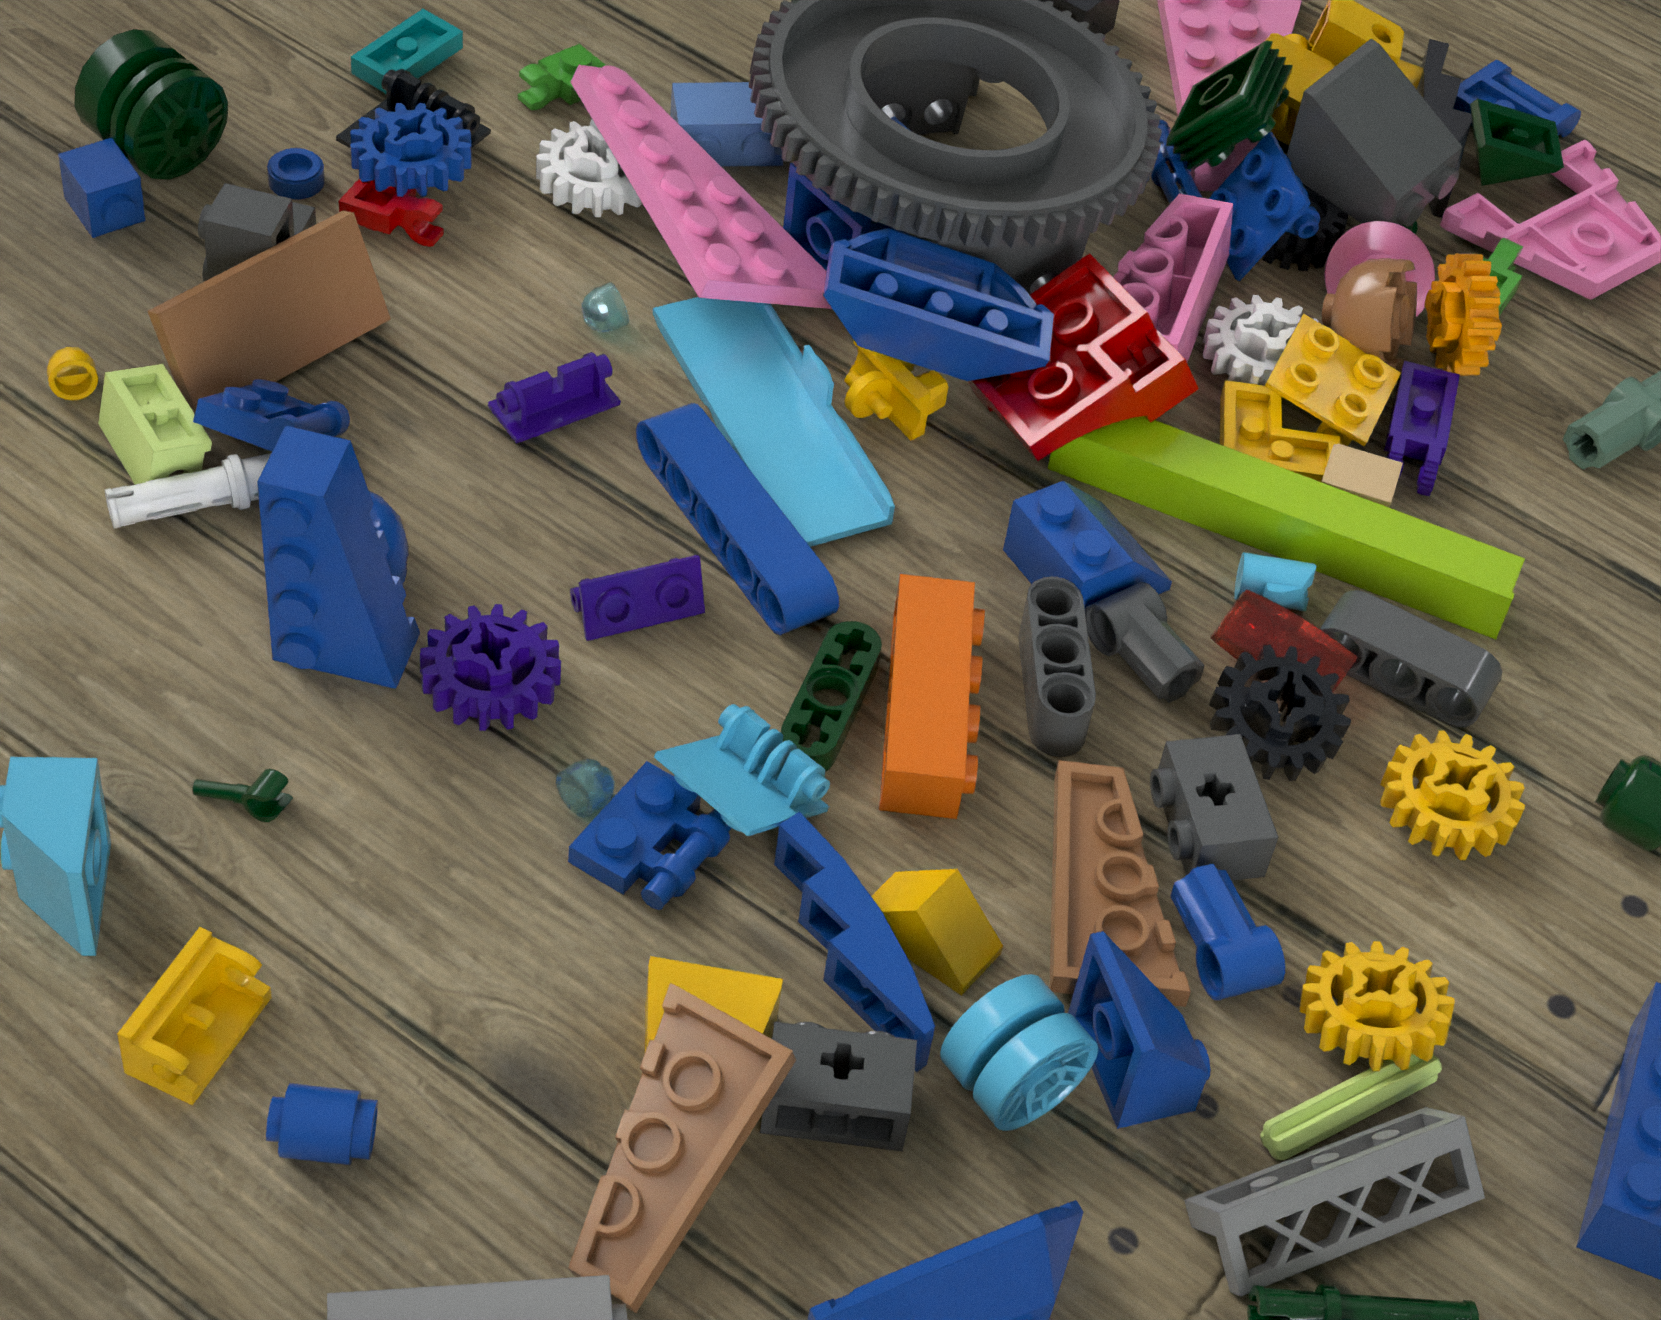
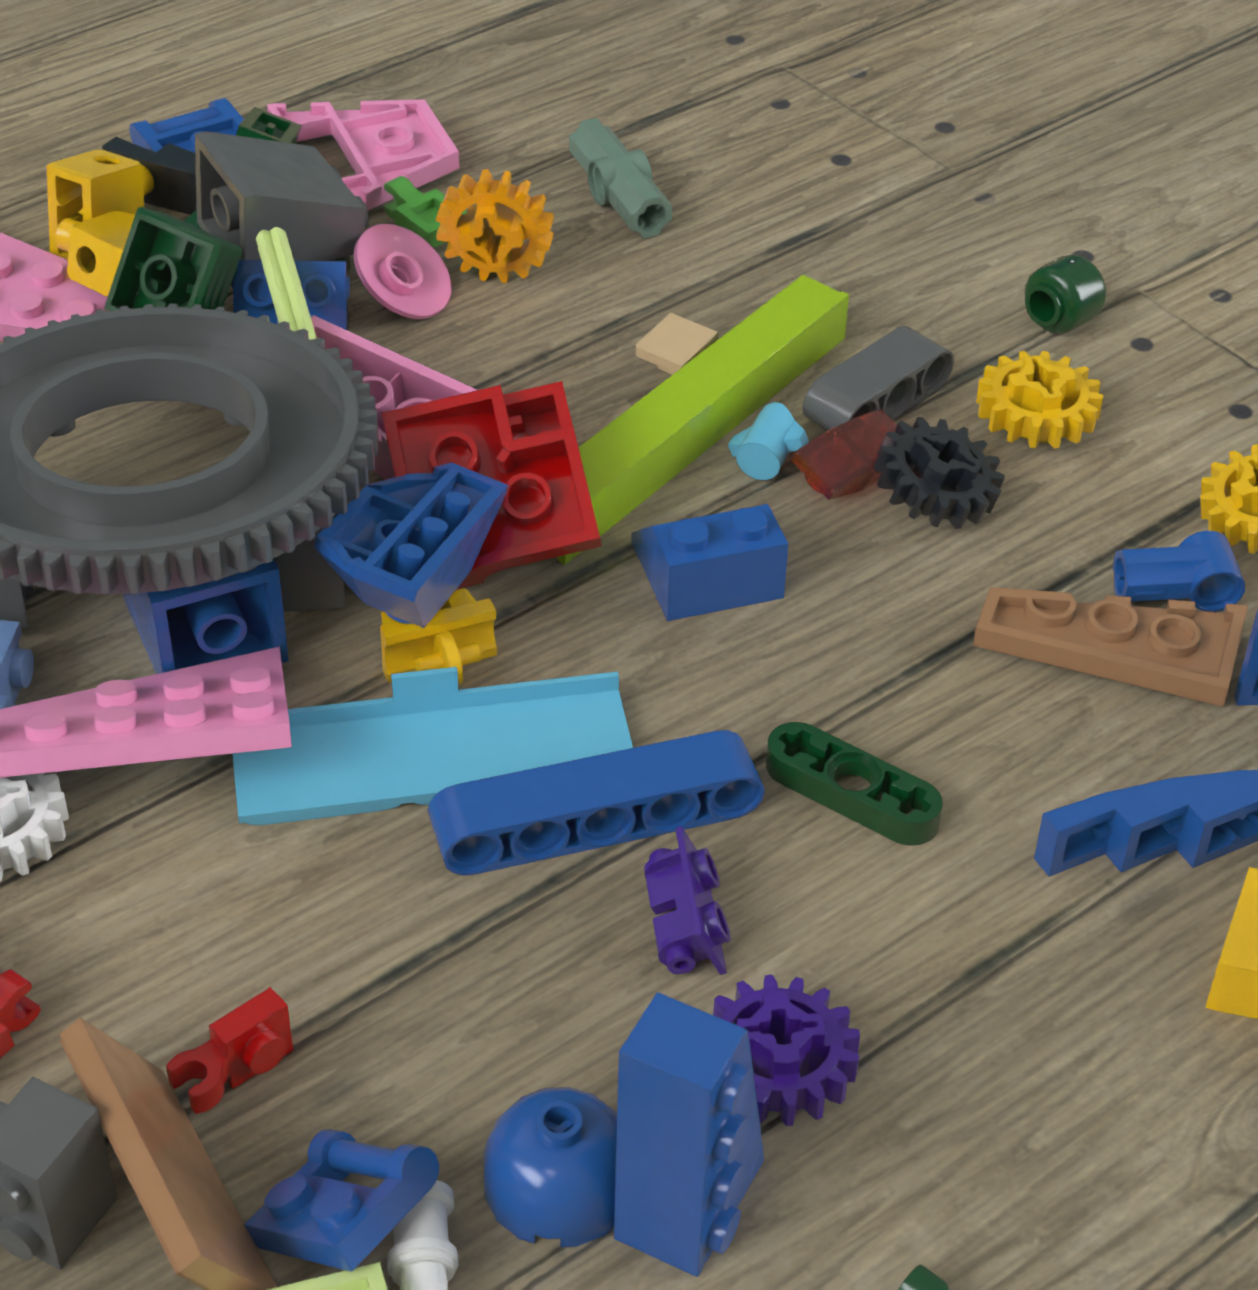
camera: 70 degrees left, 5 degrees down
(413, 344) = (241, 1045): none -> red plate
(548, 403) = (365, 927): dark purple hinge -> none
(585, 786) = (954, 998): clear light blue hinge -> none
(604, 309) = (231, 854): clear light blue hinge -> none
(636, 827) = (1006, 973): blue plate -> none
(749, 773) = (969, 852): medium azure hinge -> none
(929, 697) = (877, 702): orange brick -> none
(939, 925) = (1141, 754): yellow slope -> none
(1056, 667) = (853, 605): dark grey beam -> none
(1137, 629) = (832, 540): dark grey piece -> none
(1214, 806) = (1040, 543): dark grey brick -> none
(1232, 171) = (284, 280): none -> yellowish green axle
(1249, 338) = (475, 356): white gear -> none
(1254, 426) = (609, 391): yellow plate -> none
(1333, 381) = (548, 332): yellow hinge -> none
(1374, 308) = (469, 279): medium nougat cylinder -> none
(1422, 419) = (591, 302): dark purple hinge -> none

